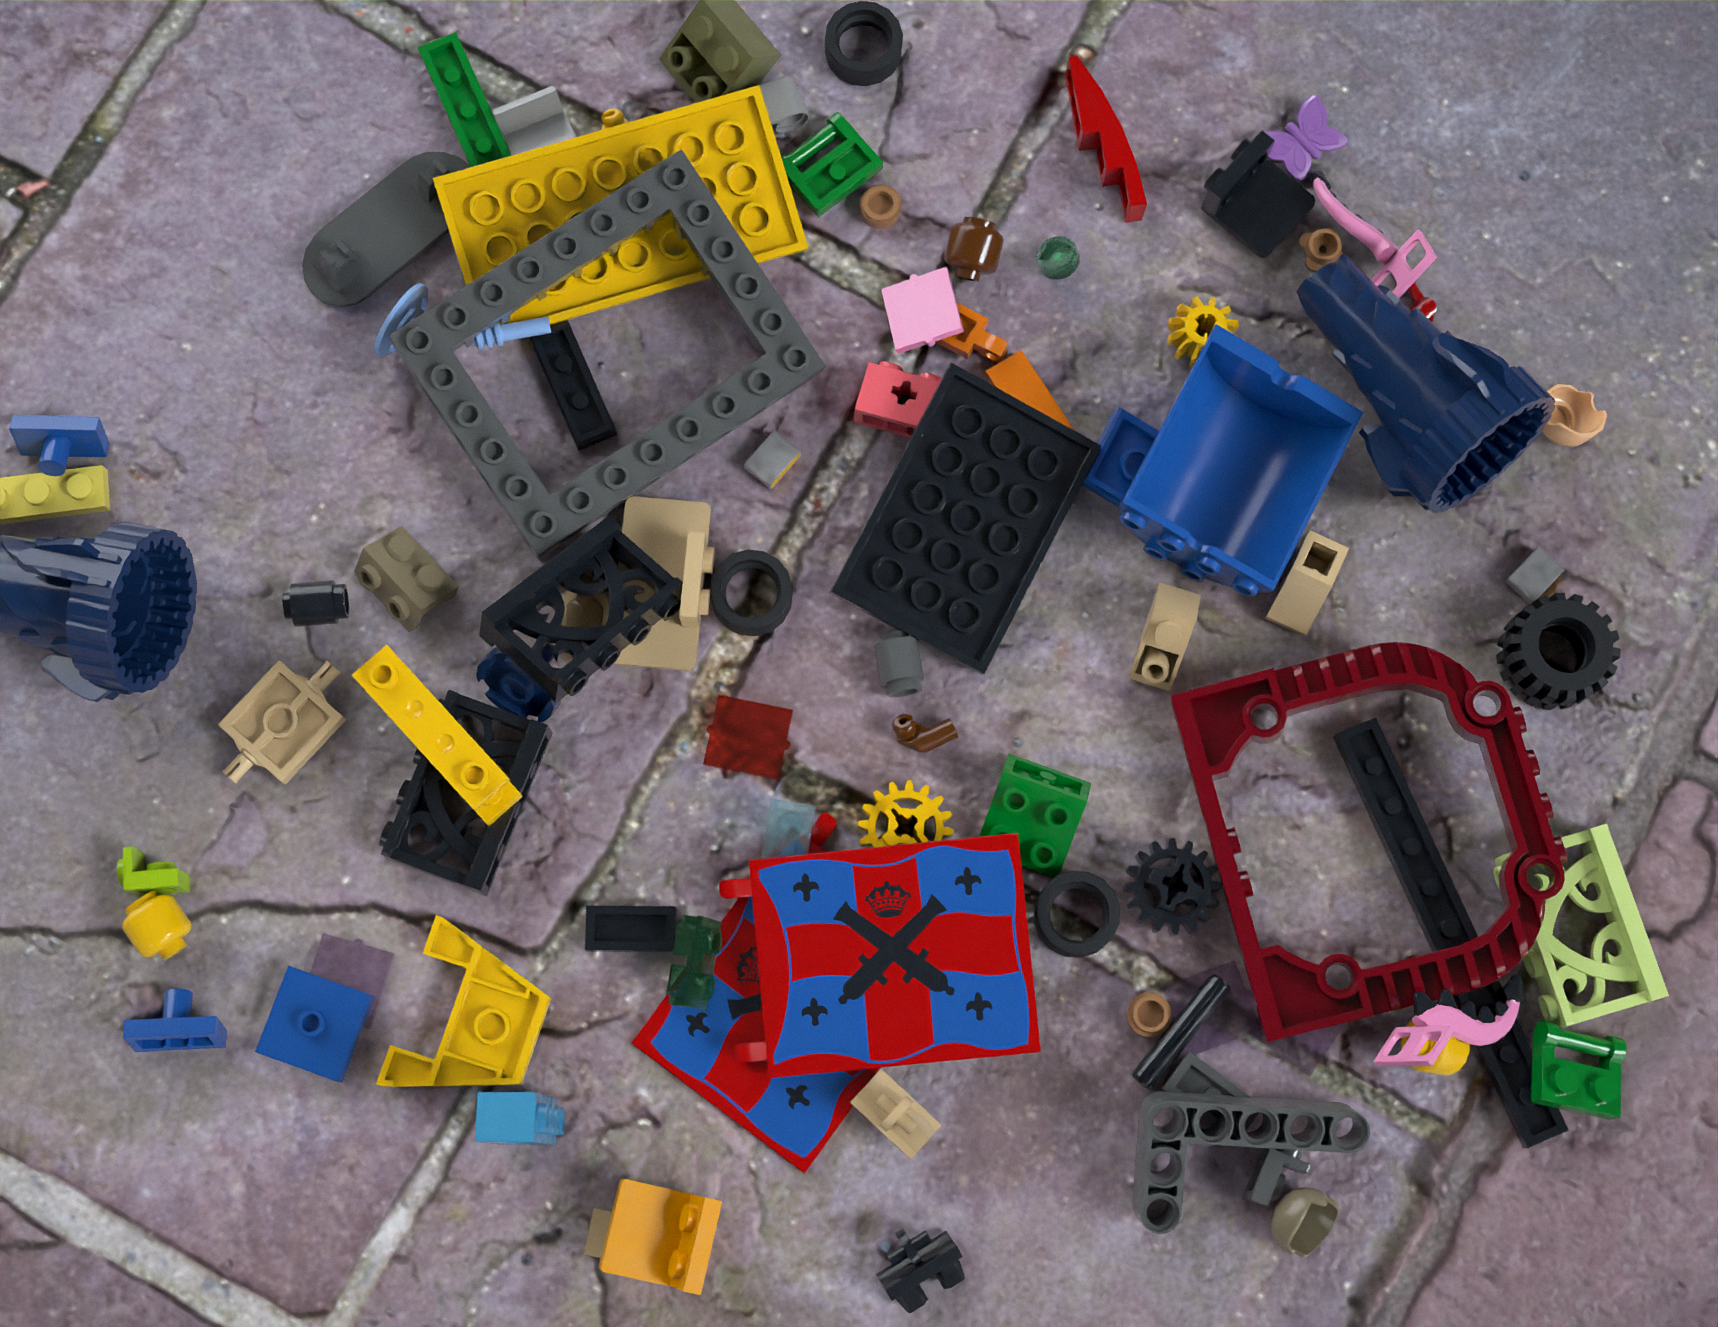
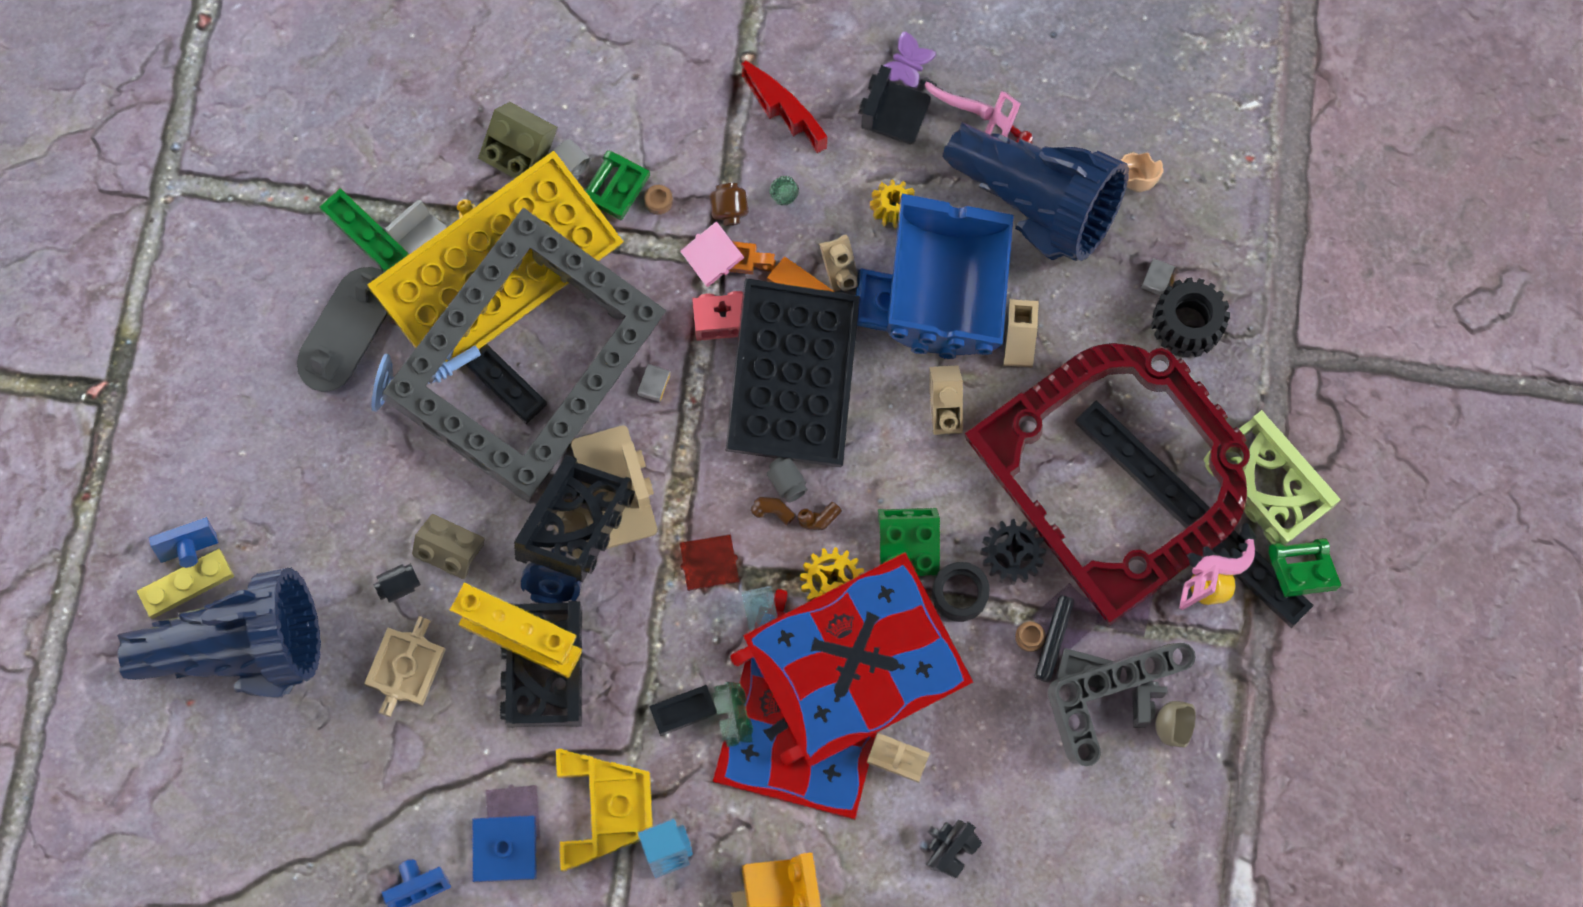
camera: 20 degrees left, 5 degrees down
(156, 925) = (376, 826): yellow head -> none
(158, 877) = (363, 798): lime bracket -> none
(751, 560) = (675, 448): black tyre -> none
(864, 14) = (602, 82): black tyre -> none
(864, 692) = (775, 506): none -> reddish brown arm
(1092, 390) = (840, 264): none -> tan hips
(1326, 238) = (946, 117): medium nougat plate -> none

